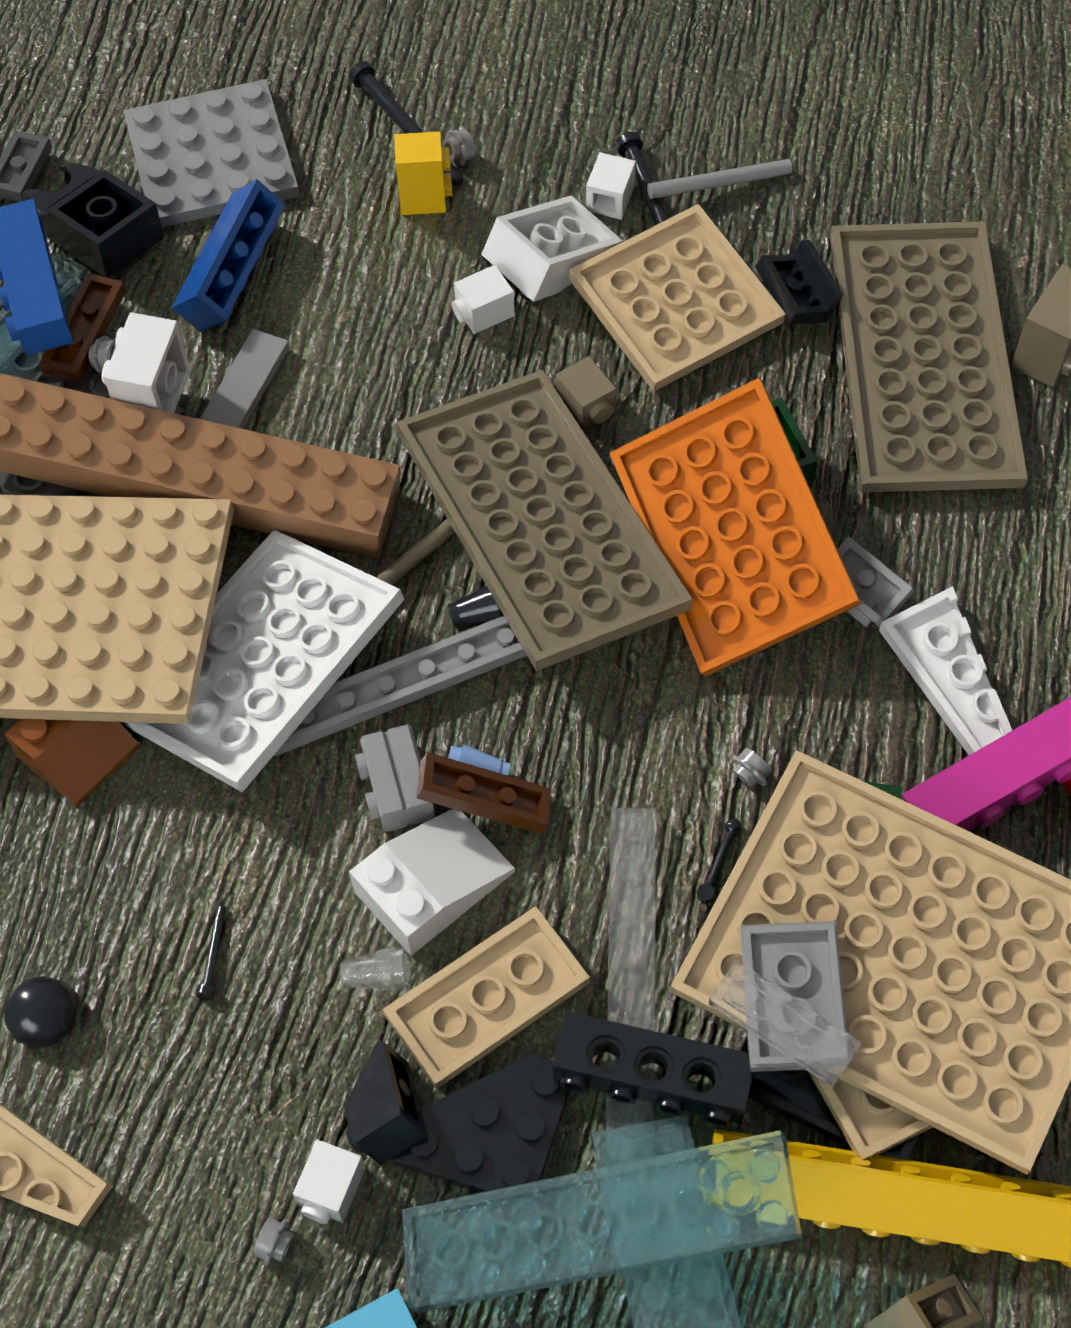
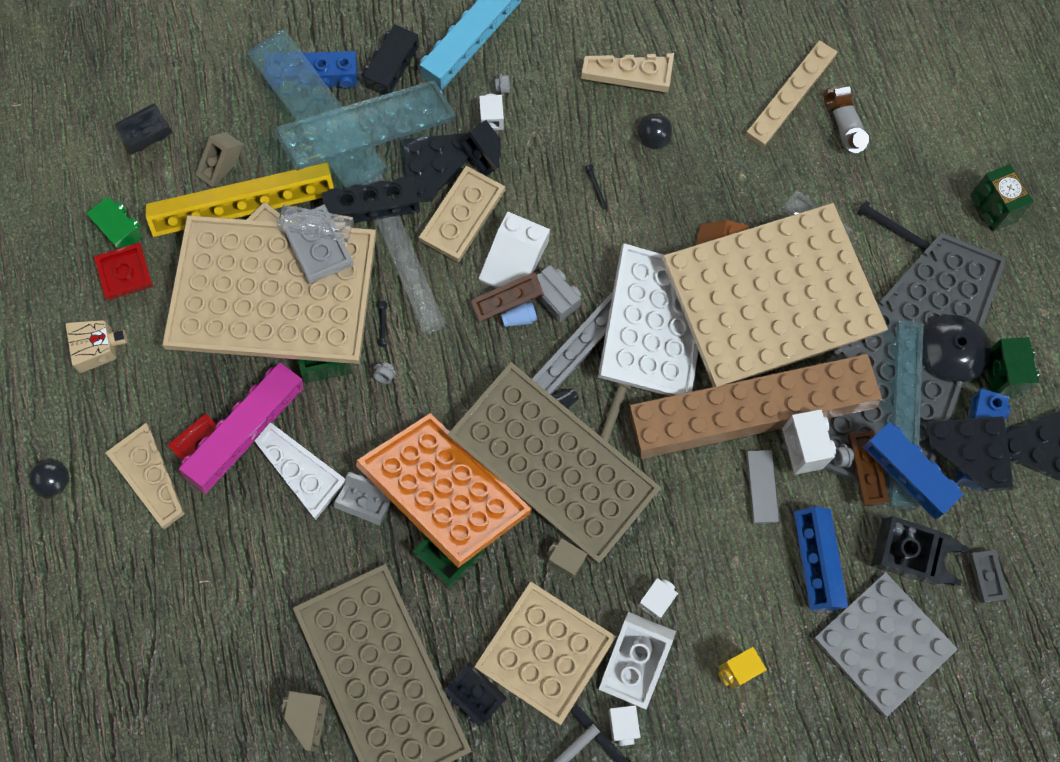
camera: 150 degrees right, 10 degrees up
(363, 76) = (827, 749): black bar -> none
(379, 970) = (517, 203): clear cone -> none
(460, 146) = (734, 714): light grey plate -> none

